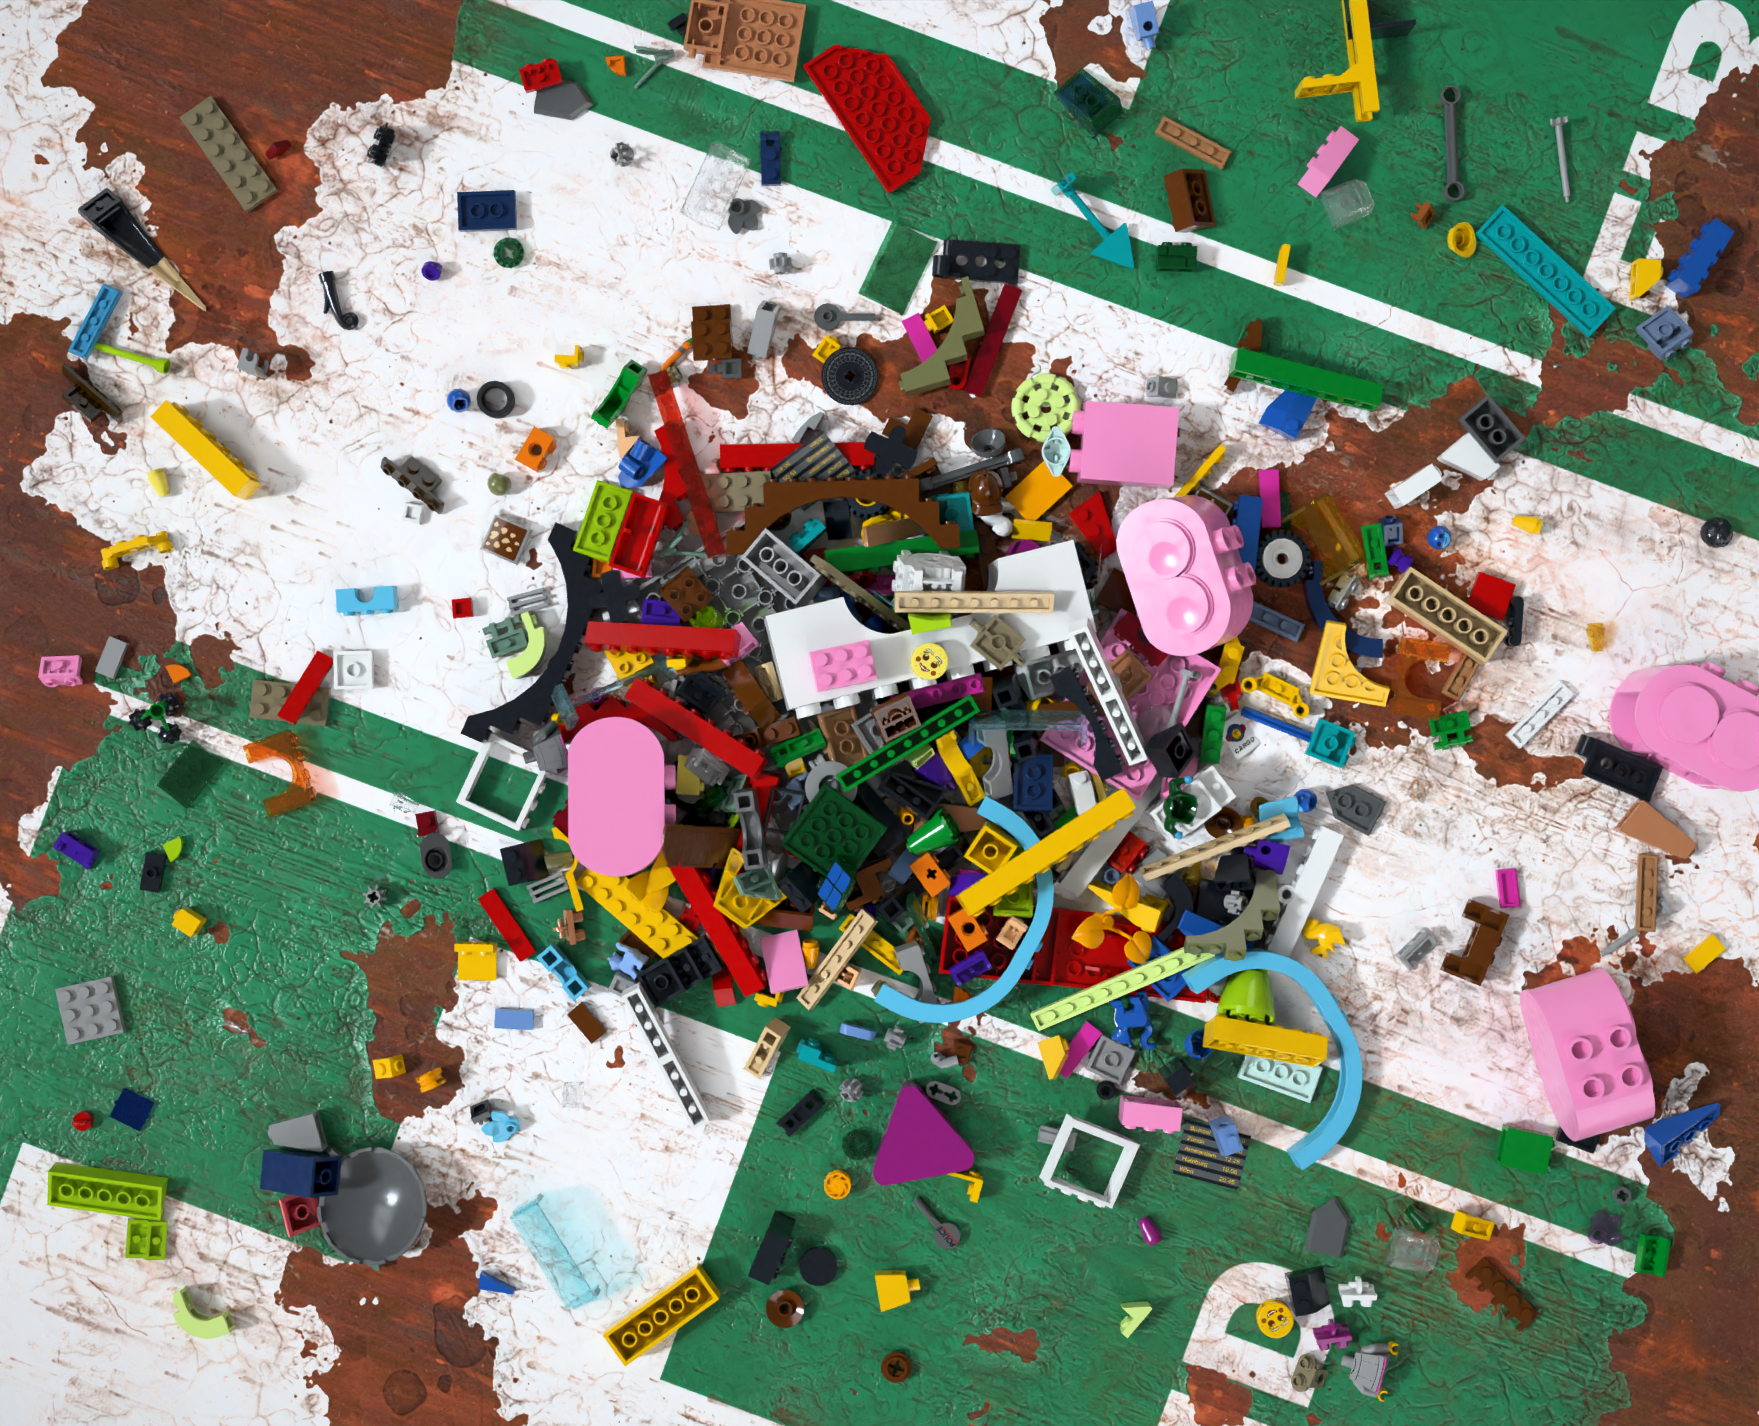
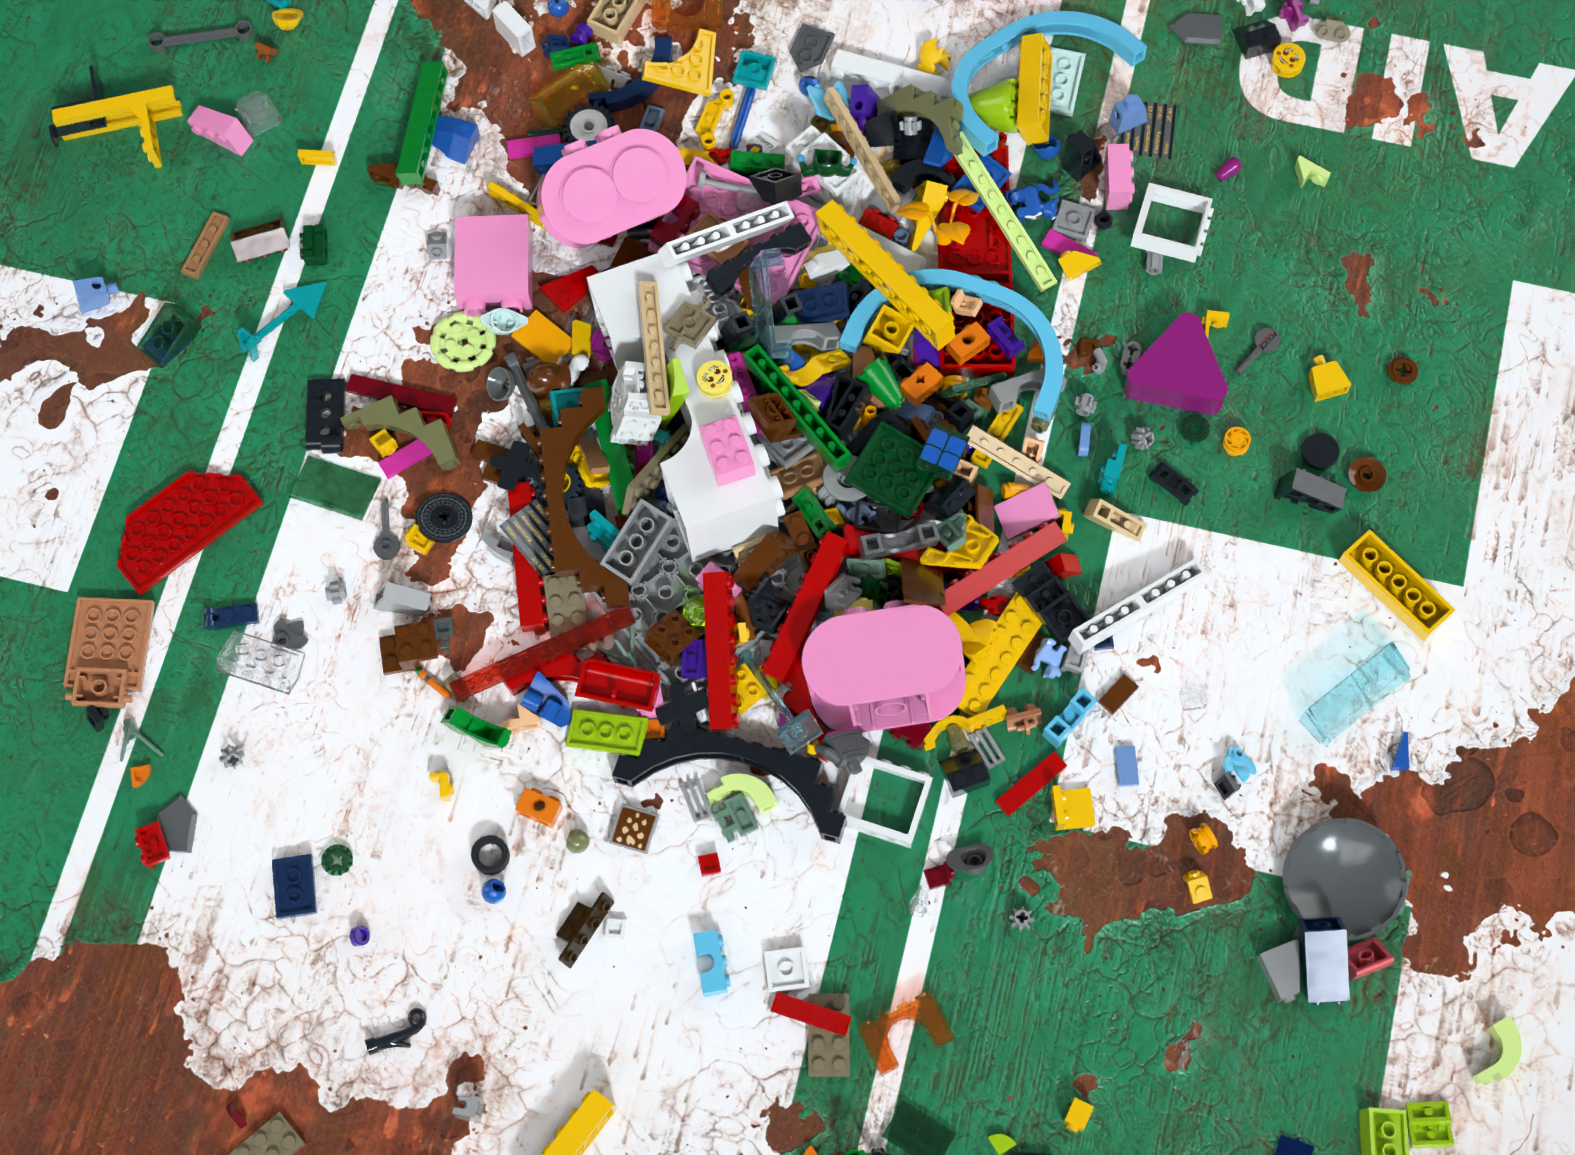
camera: 90 degrees left, 20 degrees down
(380, 136) = (227, 1003): black hinge -> none

